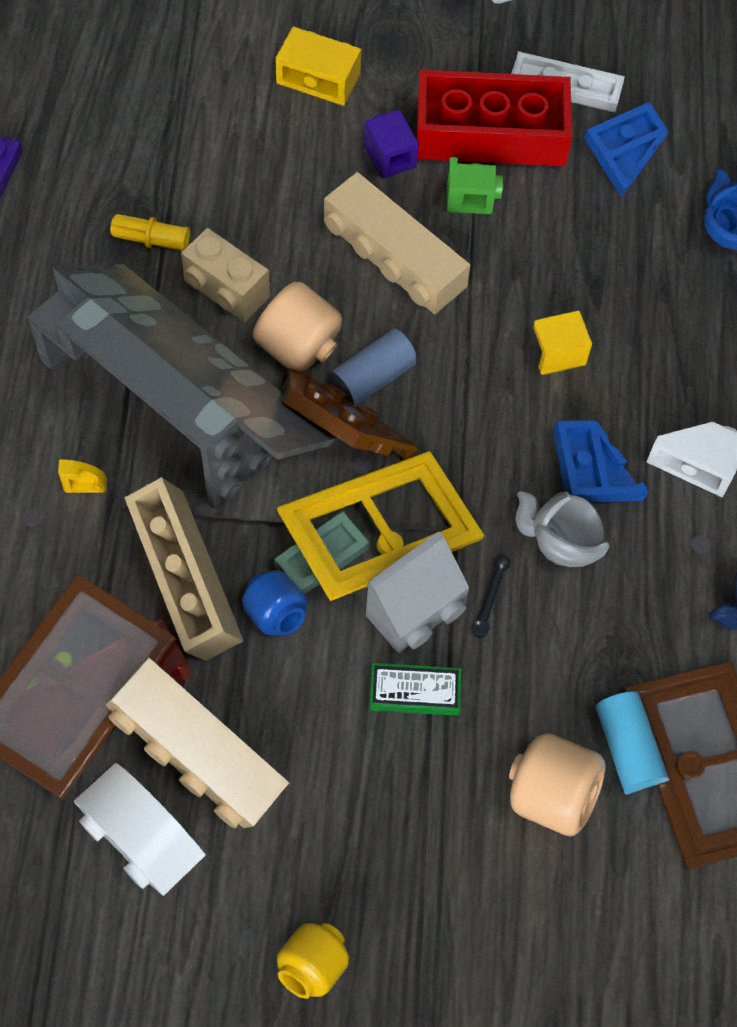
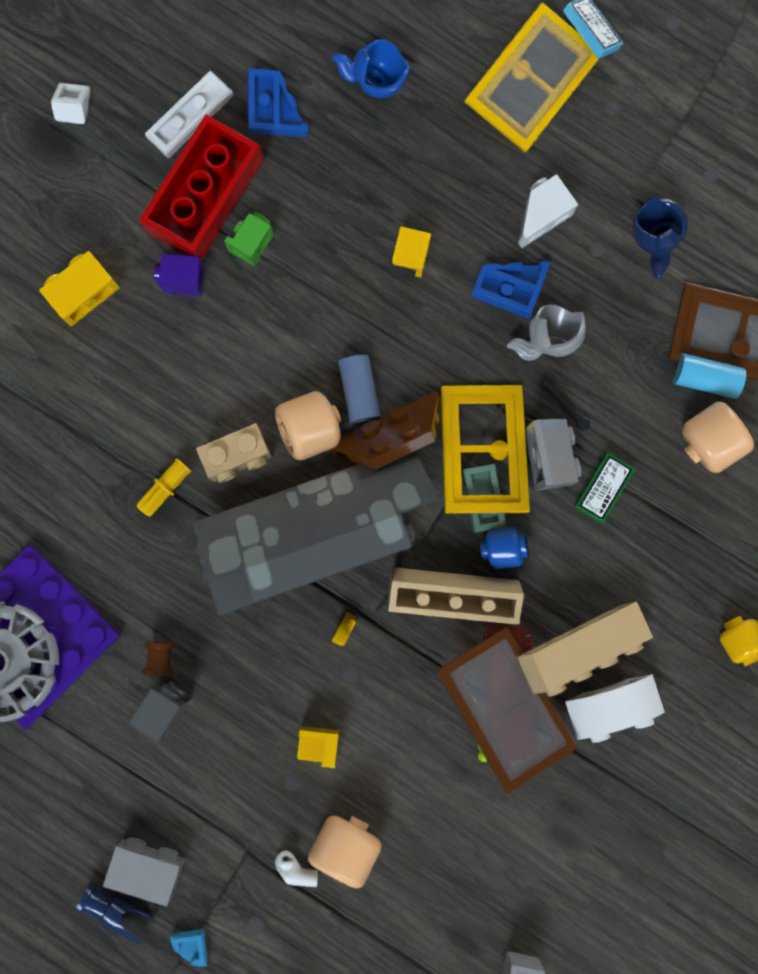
camera: 65 degrees left, 20 degrees up
(396, 243) = (269, 319): tan brick -> none

